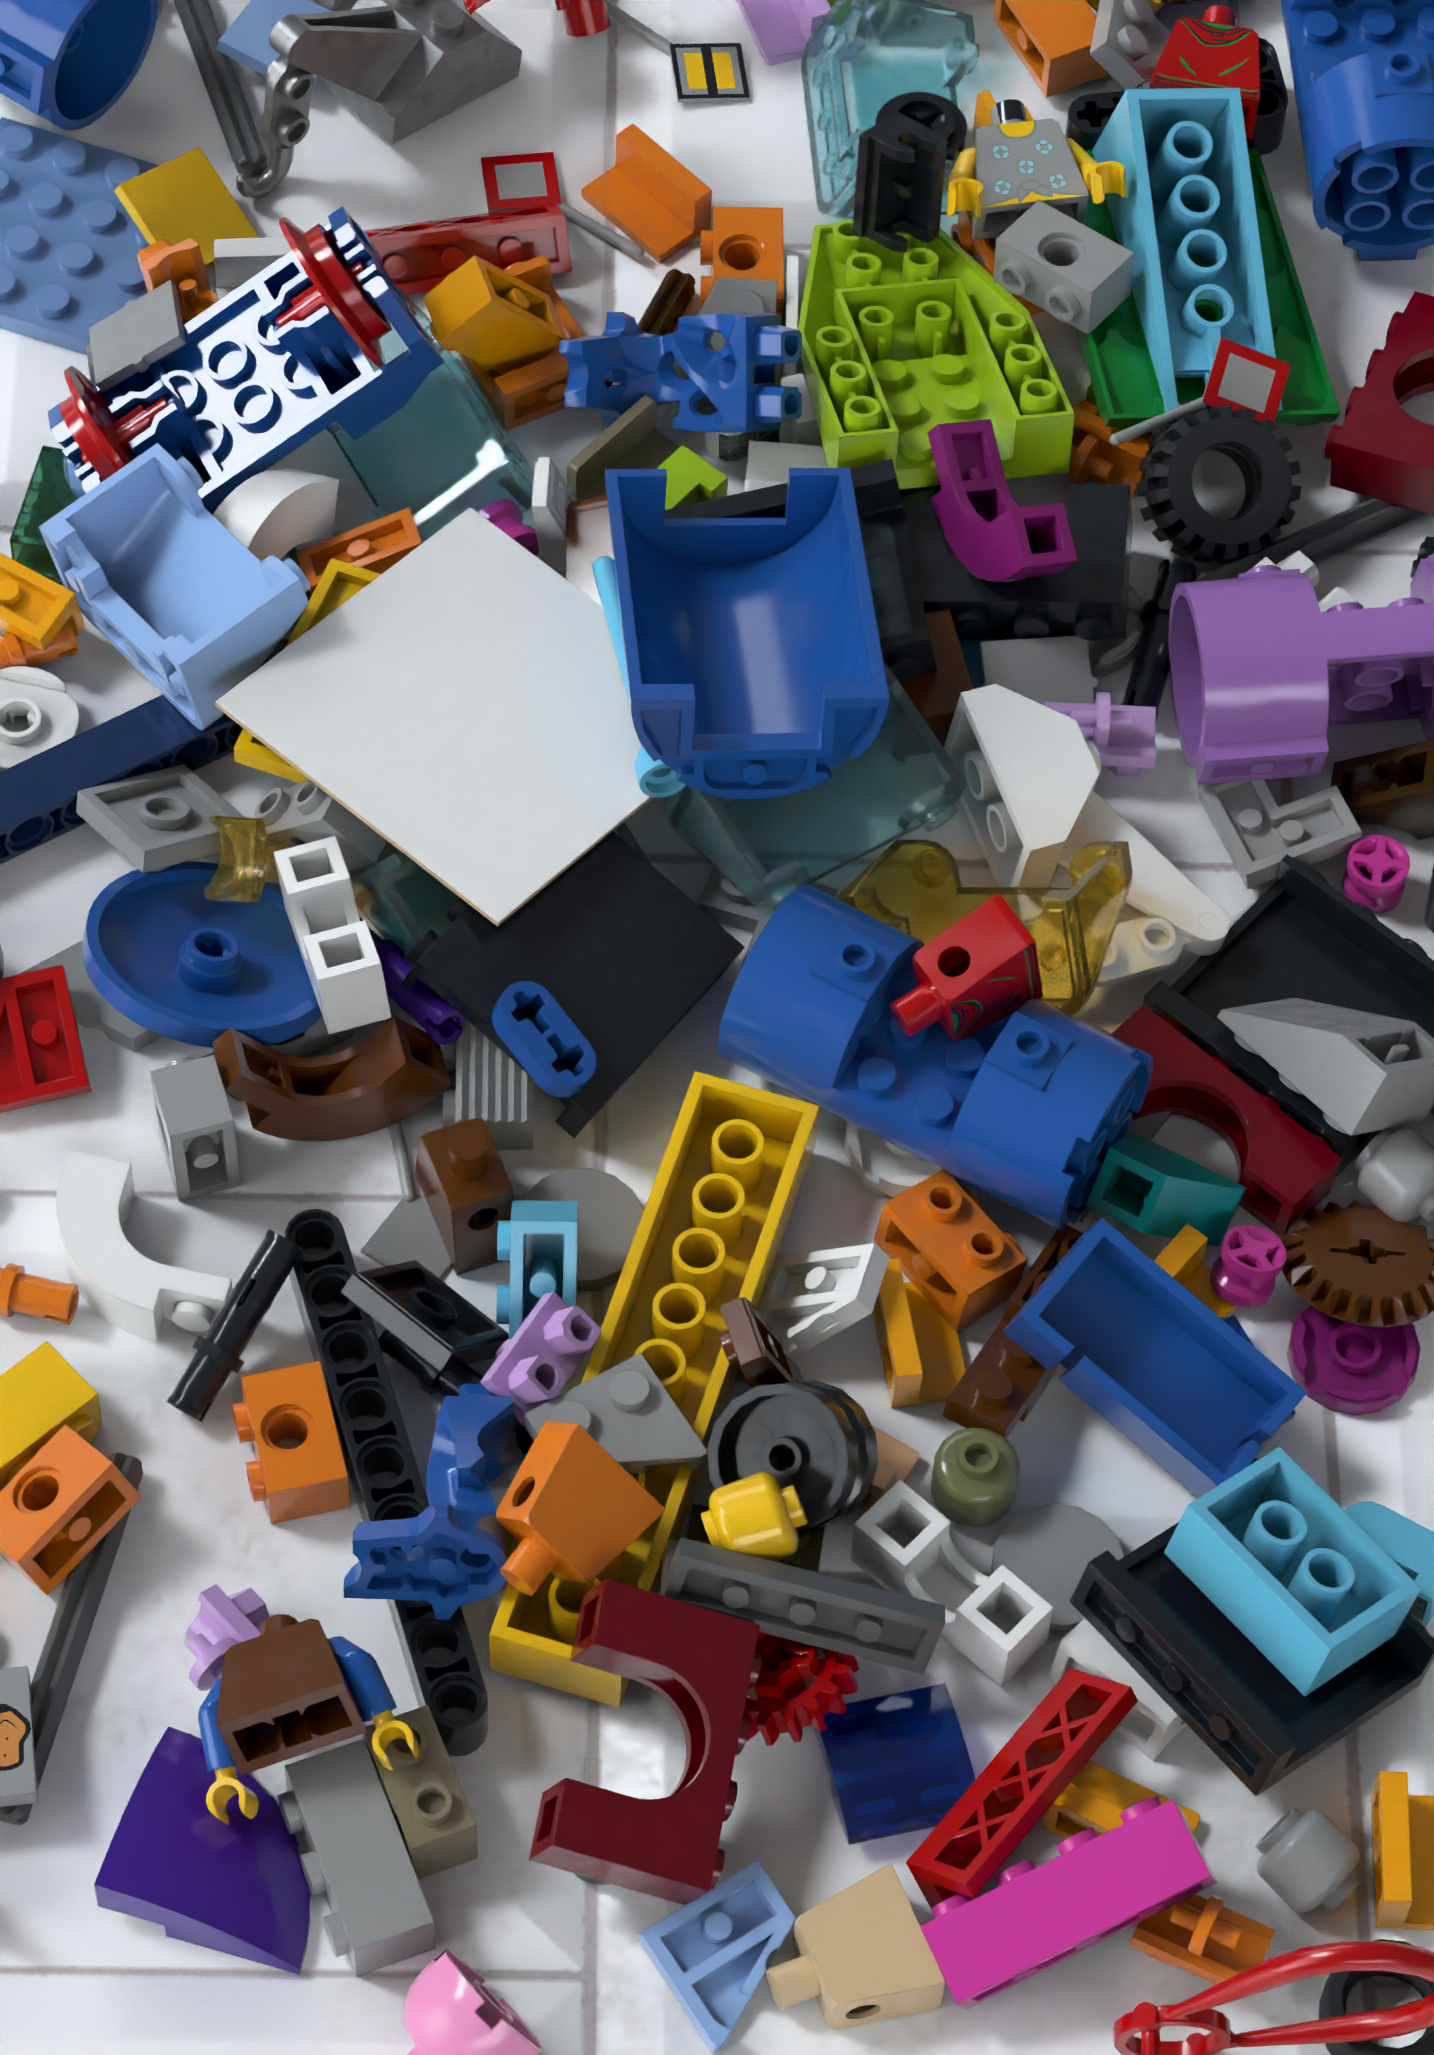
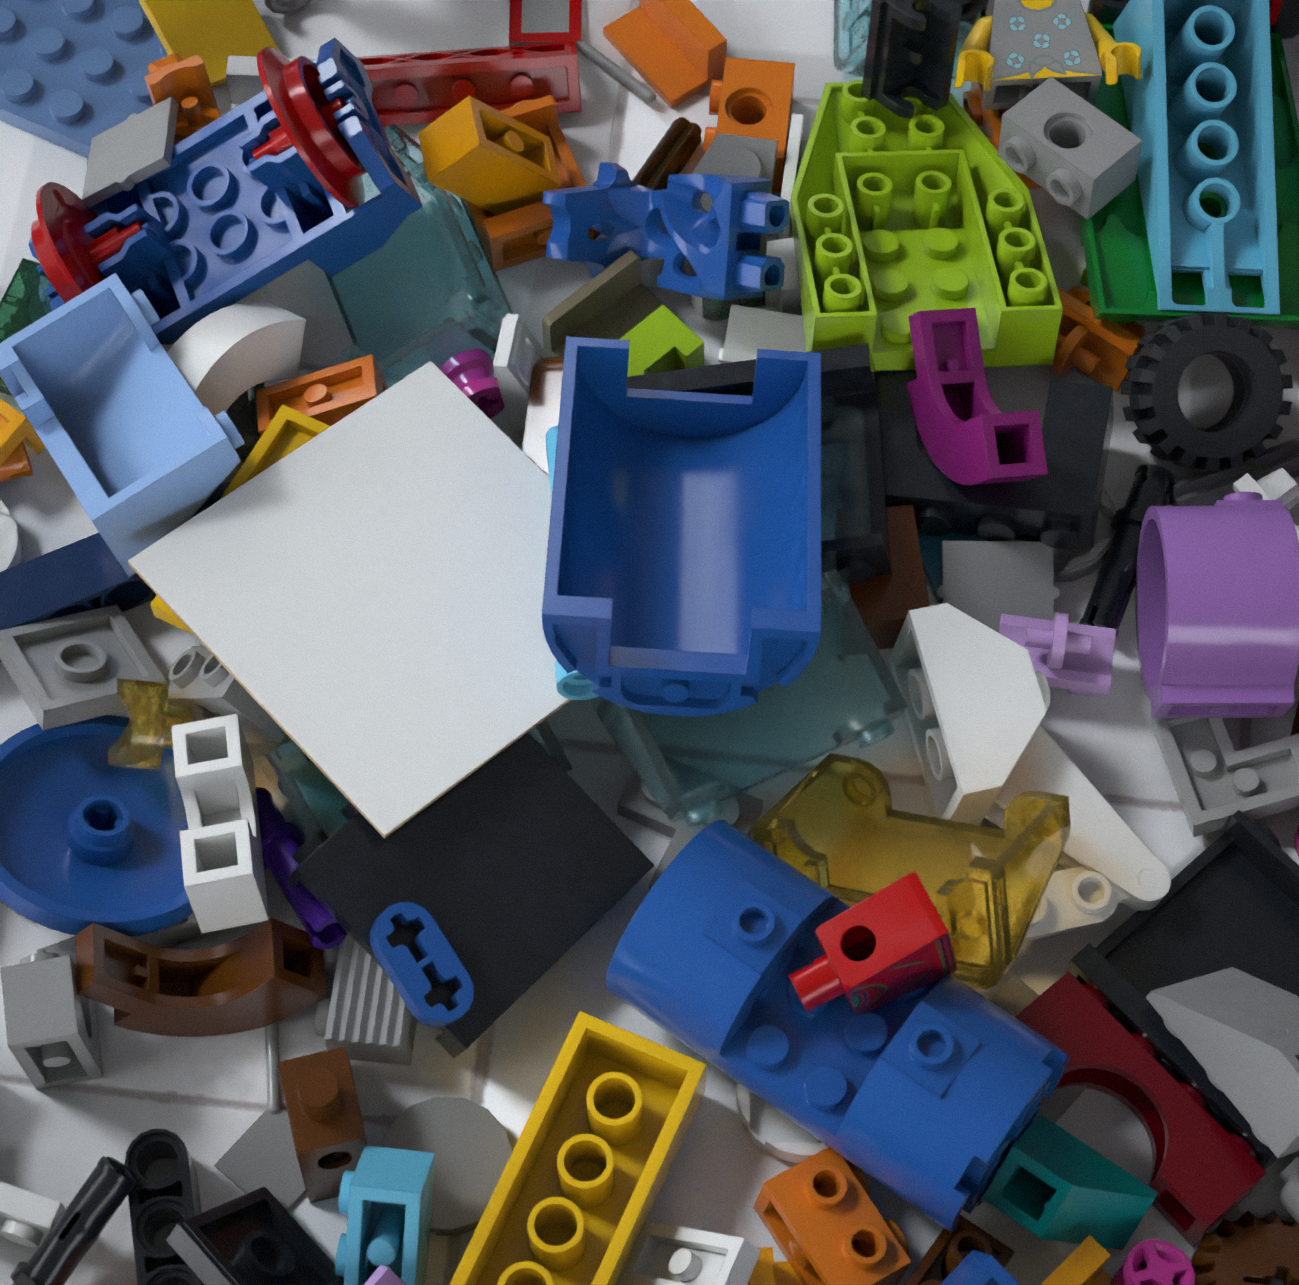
camera: 10 degrees right, 5 degrees up
(1236, 379) = (1236, 284): piece -> none

